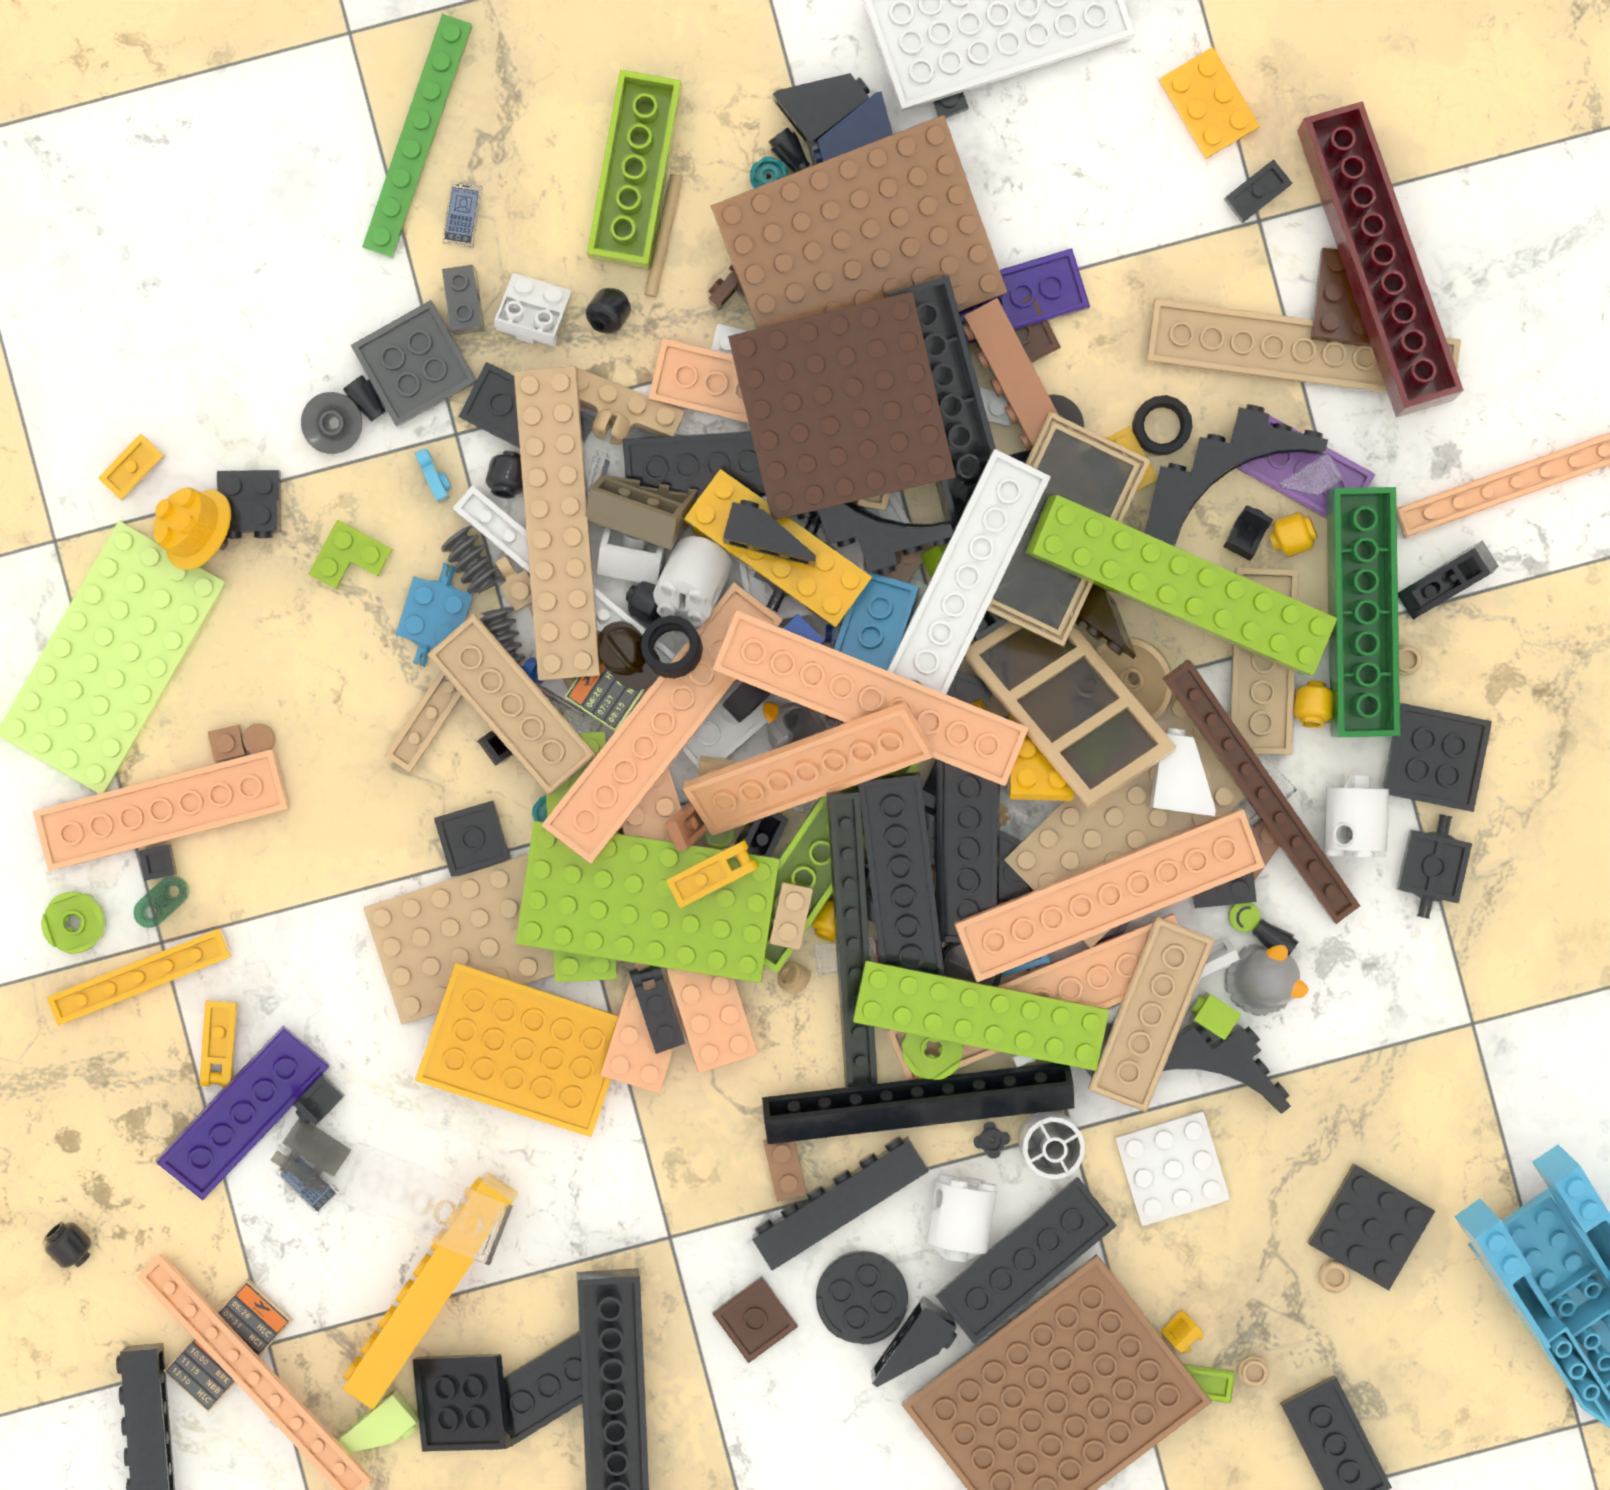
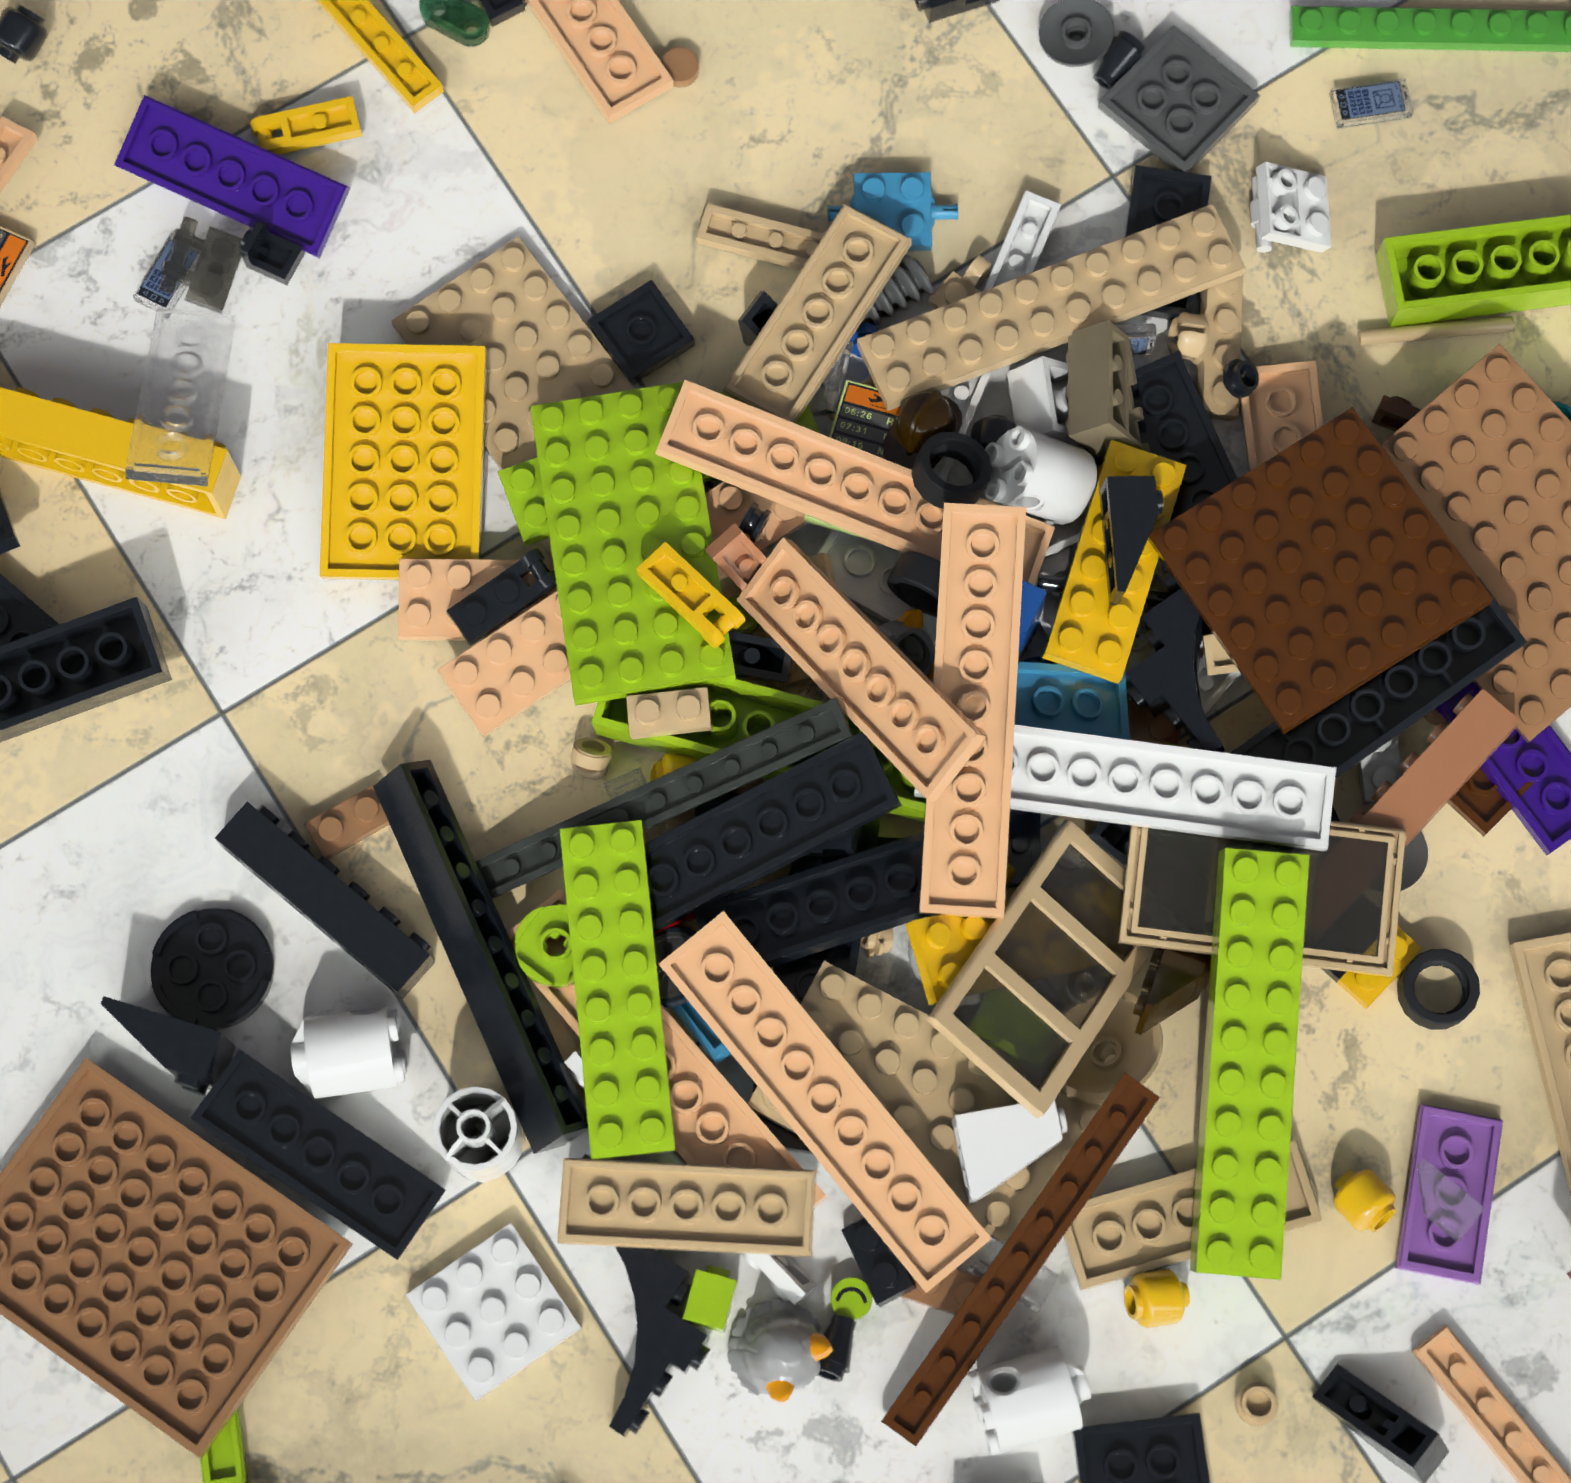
camera: 70 degrees right, 15 degrees down
(227, 743) = (664, 33): medium nougat plate -> none
(348, 546) = (936, 92): lime plate -> none
(437, 482) = (1050, 165): medium azure plate -> none
(463, 300) = (1273, 129): dark grey brick -> none
(471, 561) = (969, 227): dark grey piece -> none
(505, 475) = (1084, 234): black head -> none
(608, 310) = (1324, 290): black head -> none
(660, 401) = (1240, 378): none -> black plate
(663, 806) = (755, 521): none -> black bush
(755, 1319) = (147, 845): reddish brown tile -> none
(989, 1131) = (455, 1056): black plate -> none
(1182, 1332) = (280, 1392): yellow tile -> none
(1247, 532) = (1345, 1140): black bracket -> none
(1251, 440) = (1421, 1064): black arch -> none
(1366, 610) = (1299, 1320): green brick -> none

